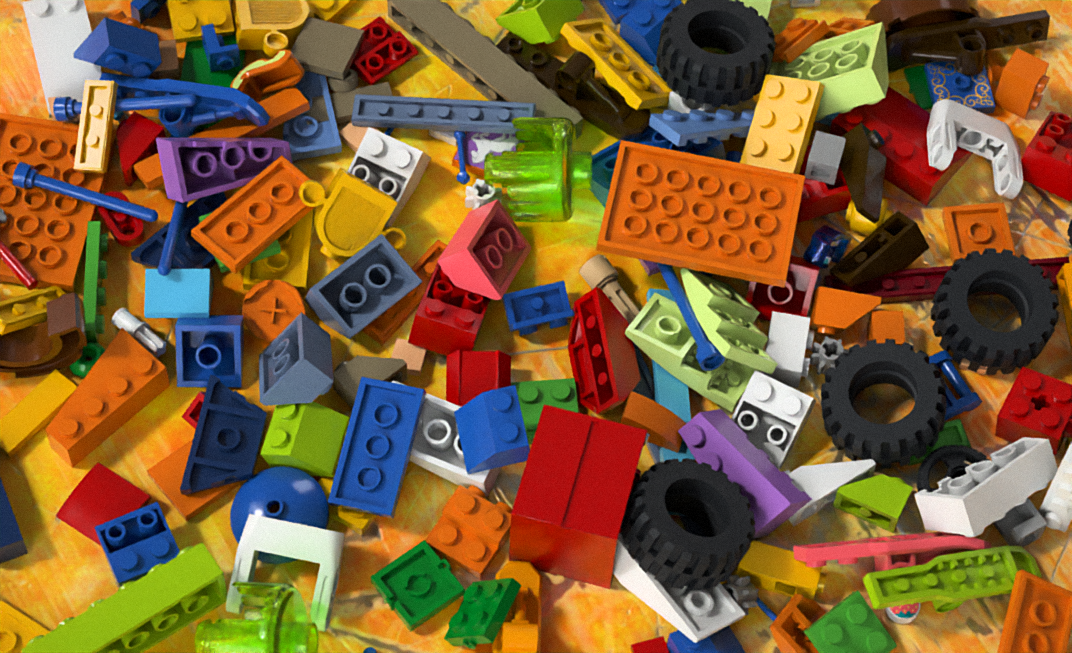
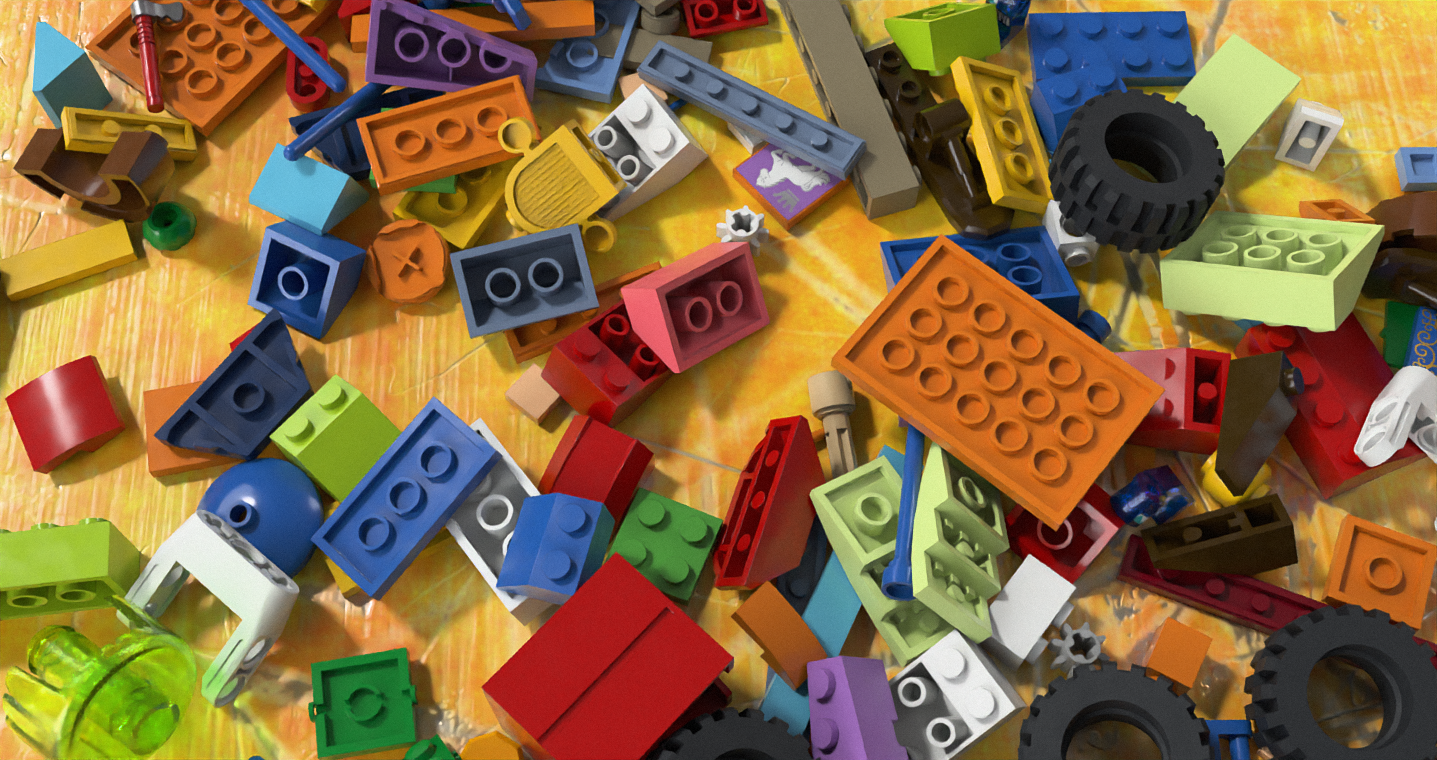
camera: 30 degrees right, 5 degrees up
(95, 271) = (227, 136): bright green plate -> none
(107, 398) = (149, 281): orange wedge -> none
(136, 543) = (62, 482): blue slope -> none
(139, 331) = (242, 217): white axle -> none
(296, 364) = (381, 344): sand blue slope -> none
(348, 374) = (470, 395): dark tan slope -> none
(463, 177) = (732, 195): blue hinge -> none
(471, 530) = (465, 657): orange plate -> none
(537, 307) = (727, 404): blue bracket -> none
(541, 171) = (823, 241): clear neon green piece -> none
(700, 125) = (1063, 257): medium blue wing -> none
(782, 123) = (1173, 306): yellow plate -> none
(797, 38) = (1257, 200): orange plate -> none
(825, 157) = (1208, 375): light grey panel -> none
(838, 309) = (1124, 594): orange slope -> none

